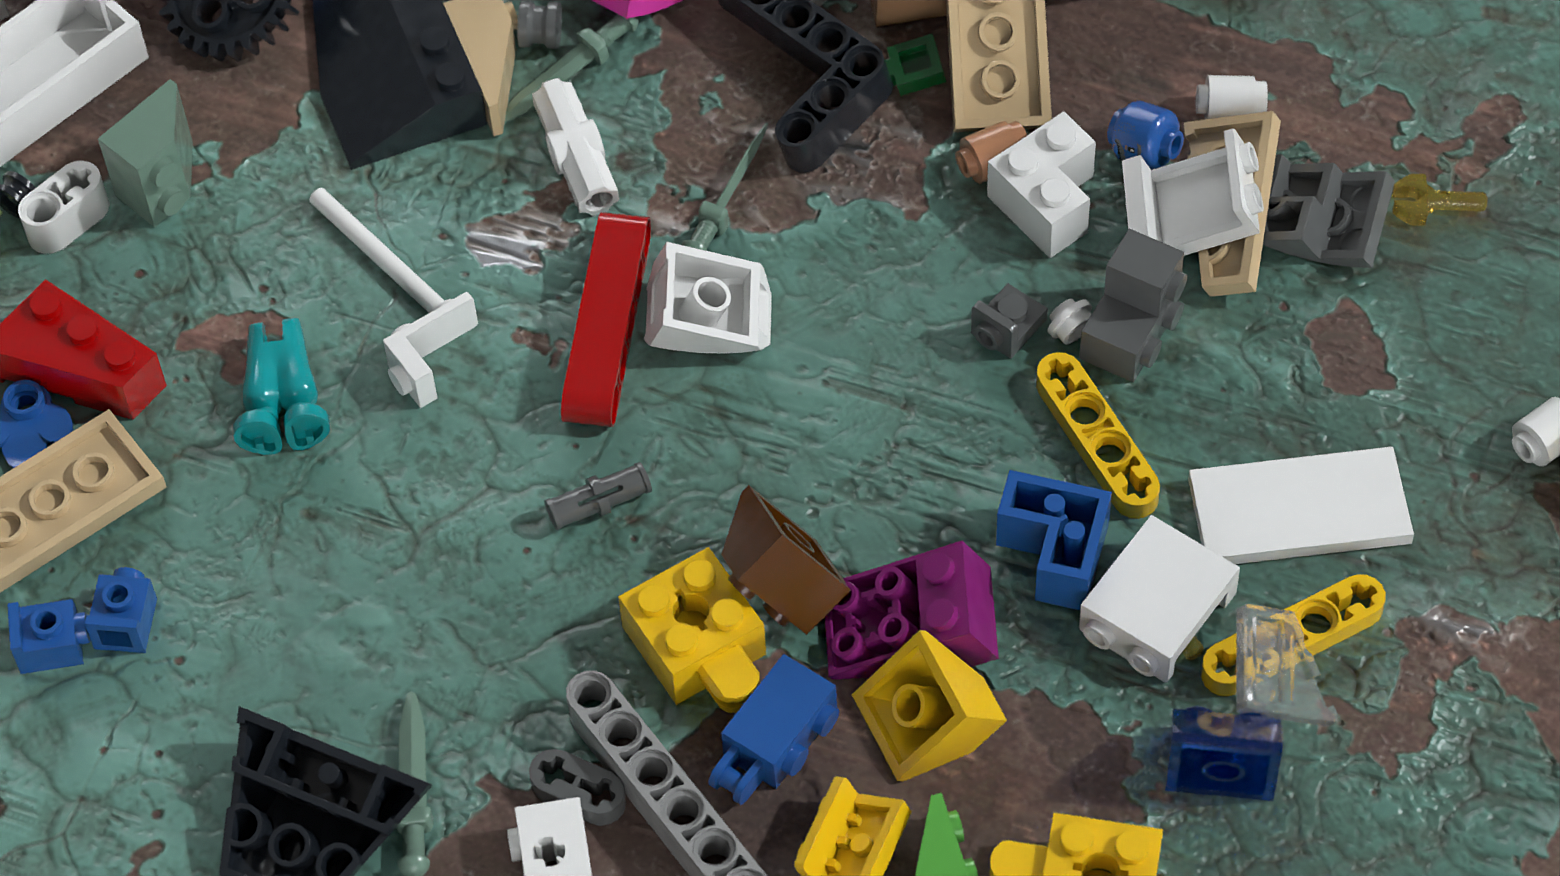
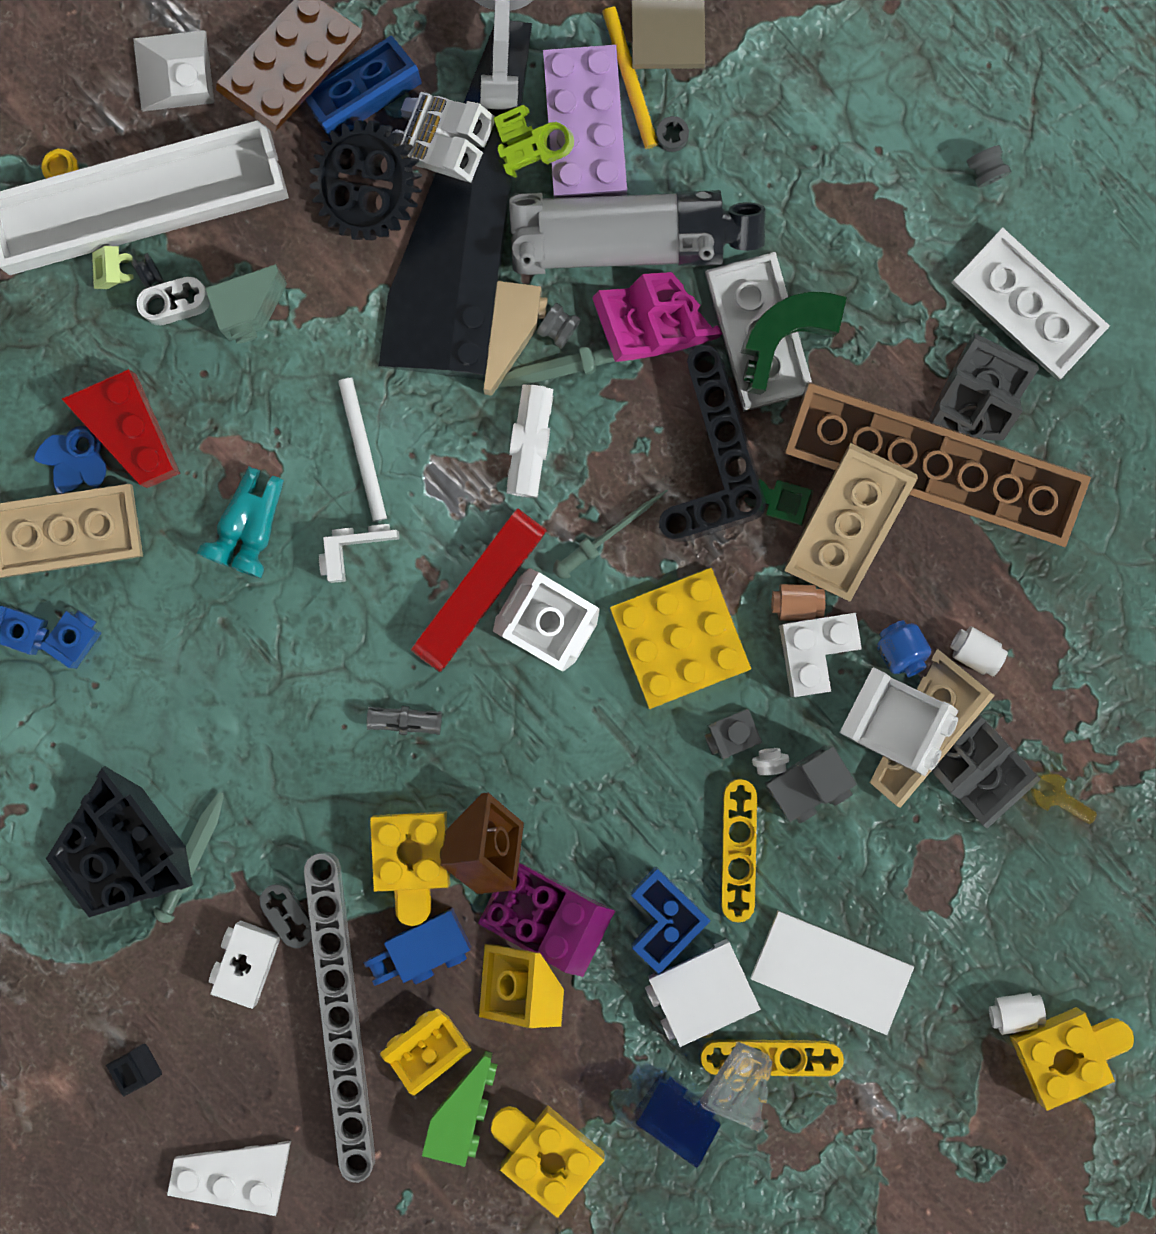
camera: 25 degrees right, 30 degrees up
(879, 258) = (680, 638): none -> yellow plate

